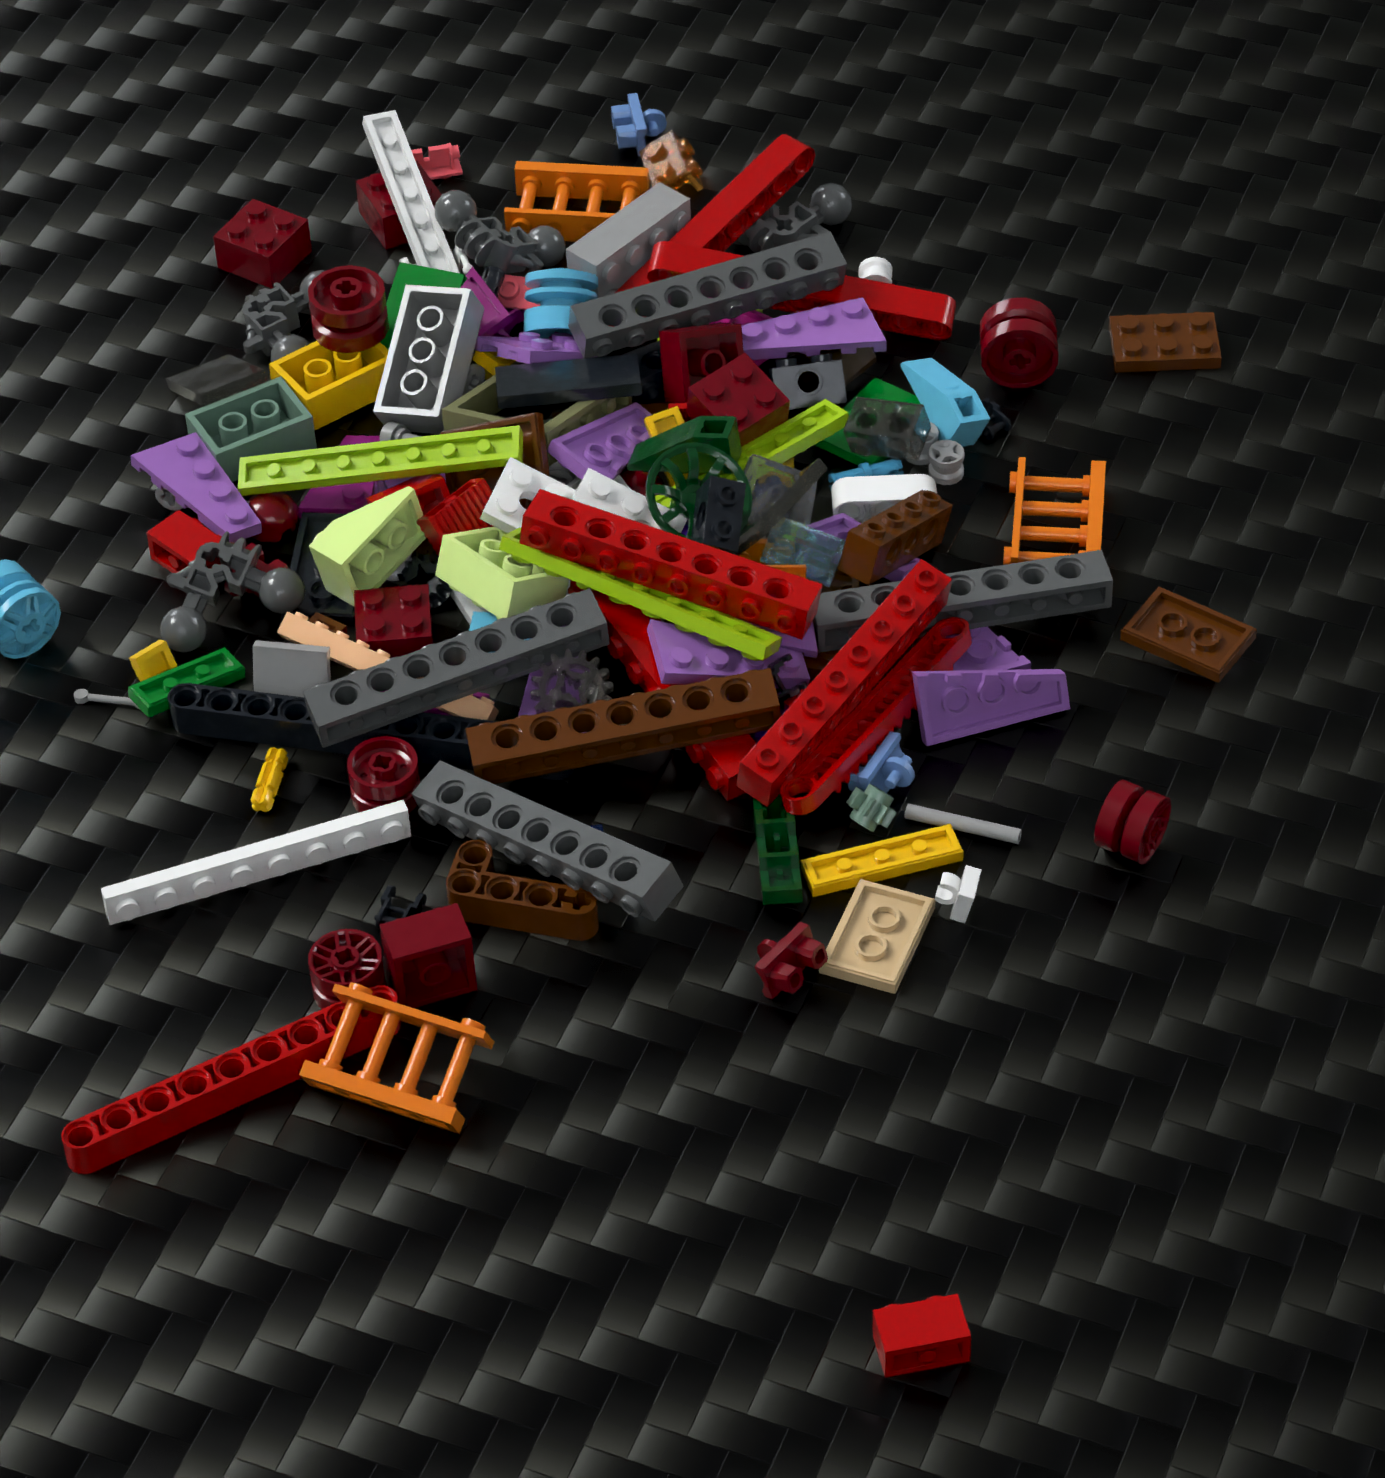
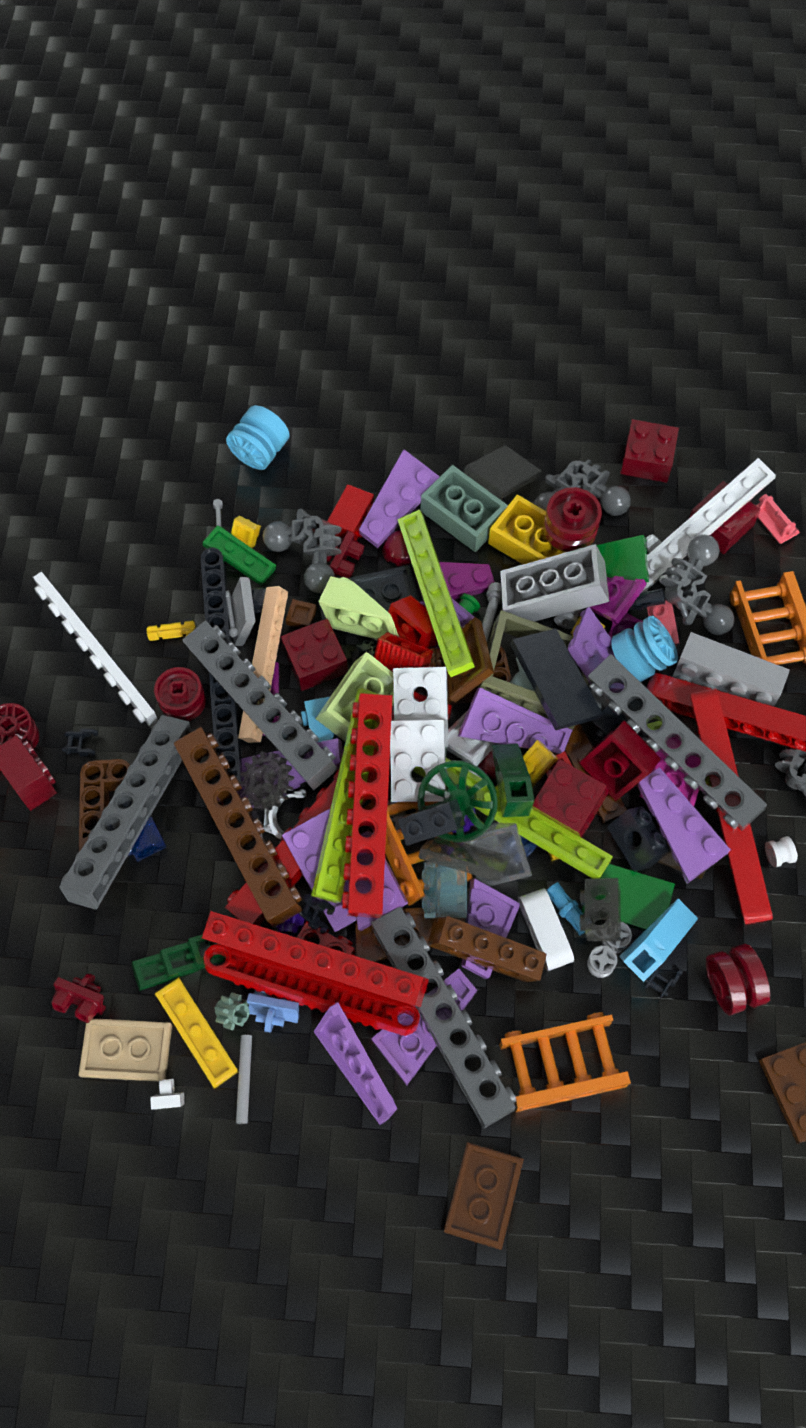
camera: 70 degrees right, 20 degrees up
(1132, 821) = (256, 1205): dark red wheel -> none

